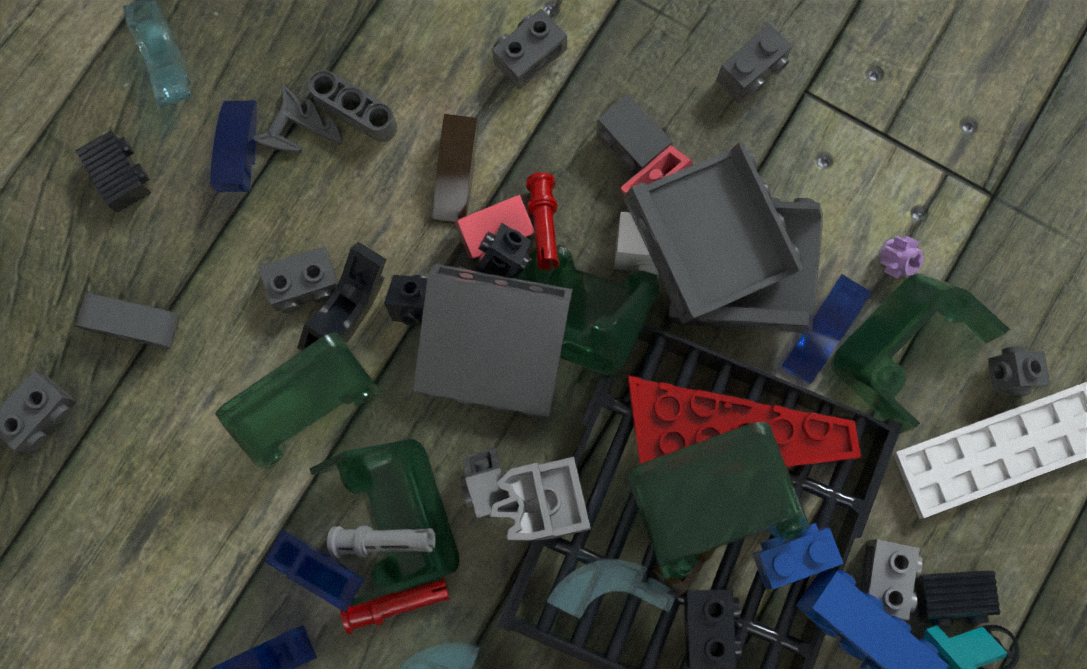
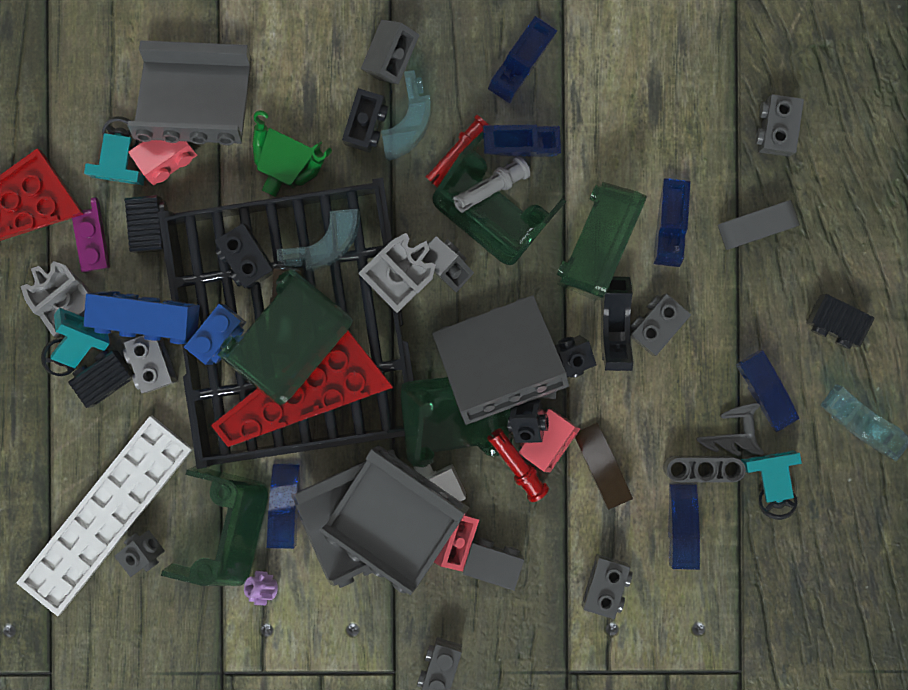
camera: 145 degrees right, 10 degrees up
(215, 379) = (672, 223): none -> clear blue slope
(285, 53) = (775, 480): none -> teal piece
(412, 59) = (684, 527): none -> clear blue slope

